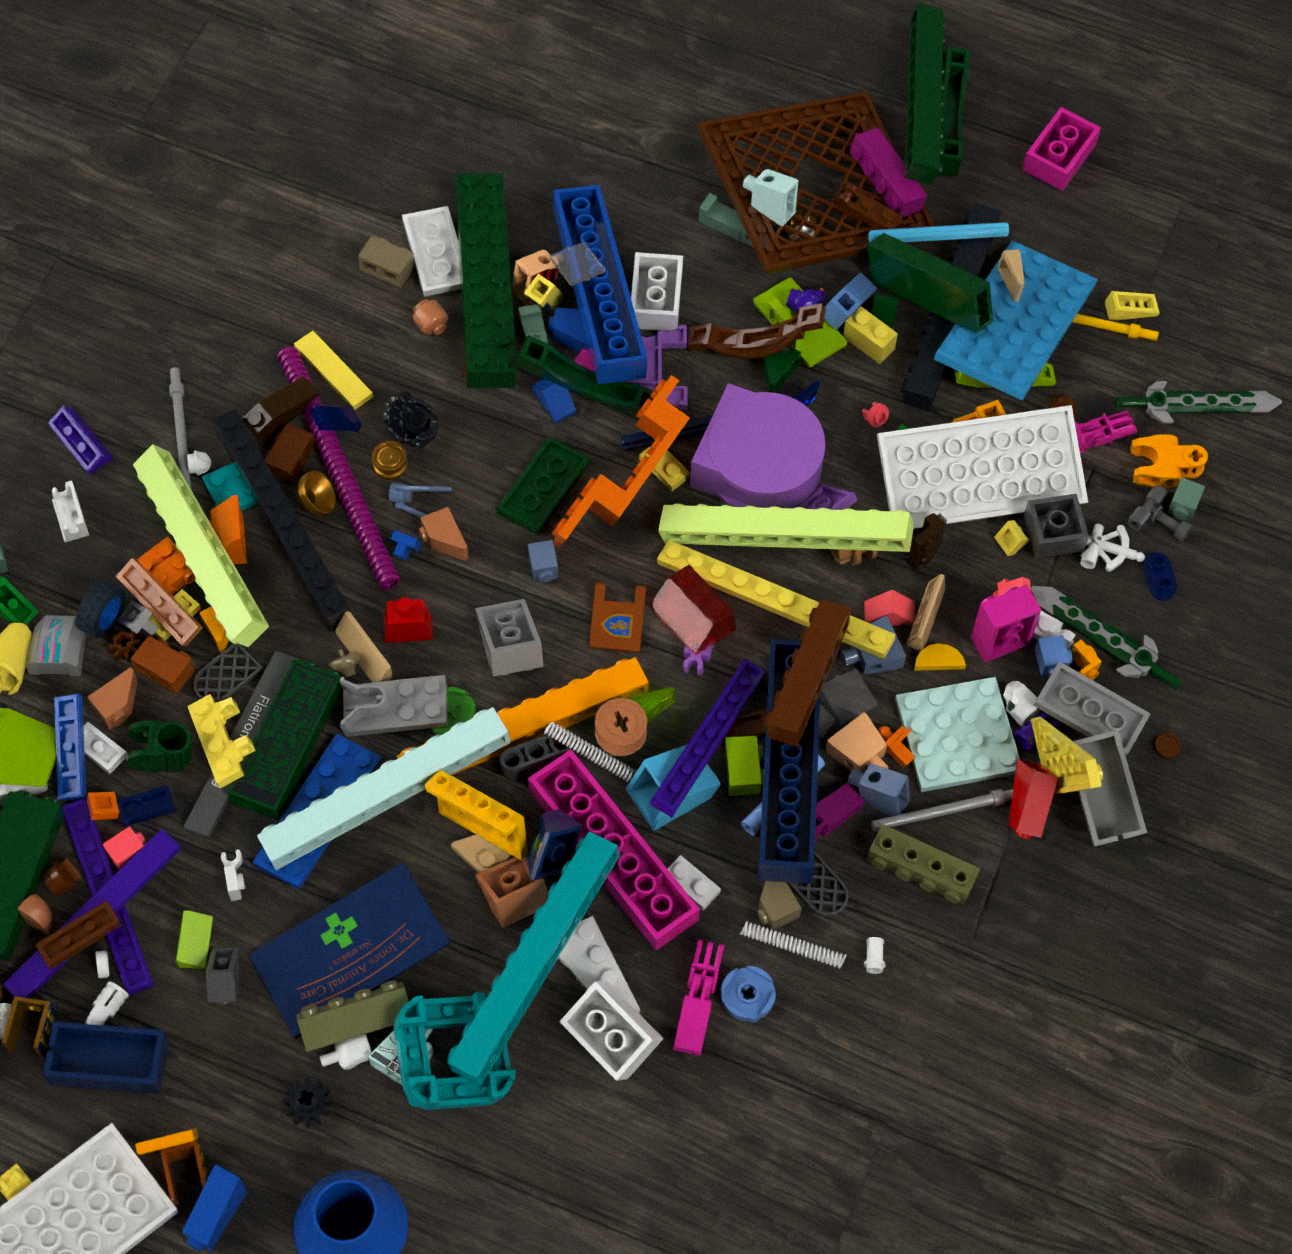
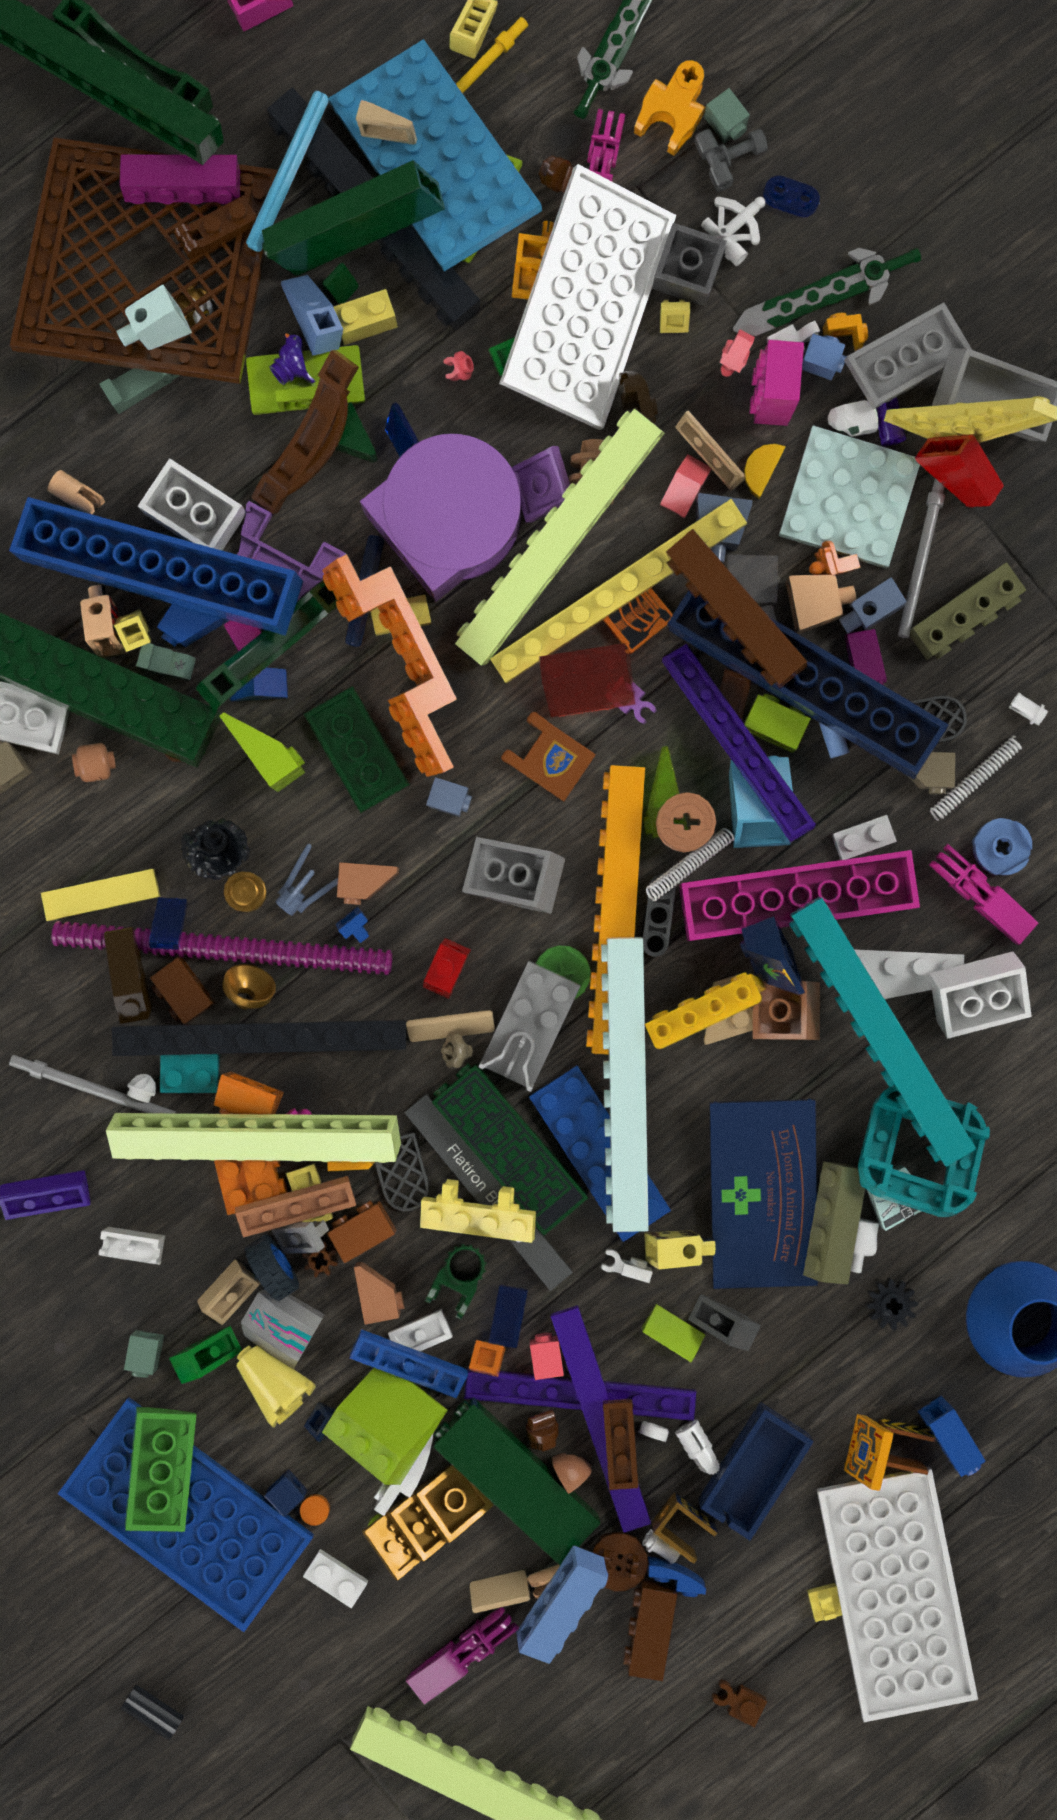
camera: 60 degrees left, 25 degrees up
(60, 597) = (228, 1292): none -> tan slope
(264, 892) = (666, 1250): none -> light yellow torso
(499, 423) = (271, 758): none -> lime slope
(577, 263) = (128, 578): clear piece -> none
(622, 217) = (74, 493): none -> light nougat hinge
(761, 626) = (639, 620): none -> tile
(1167, 745) = (968, 305): reddish brown piece -> none

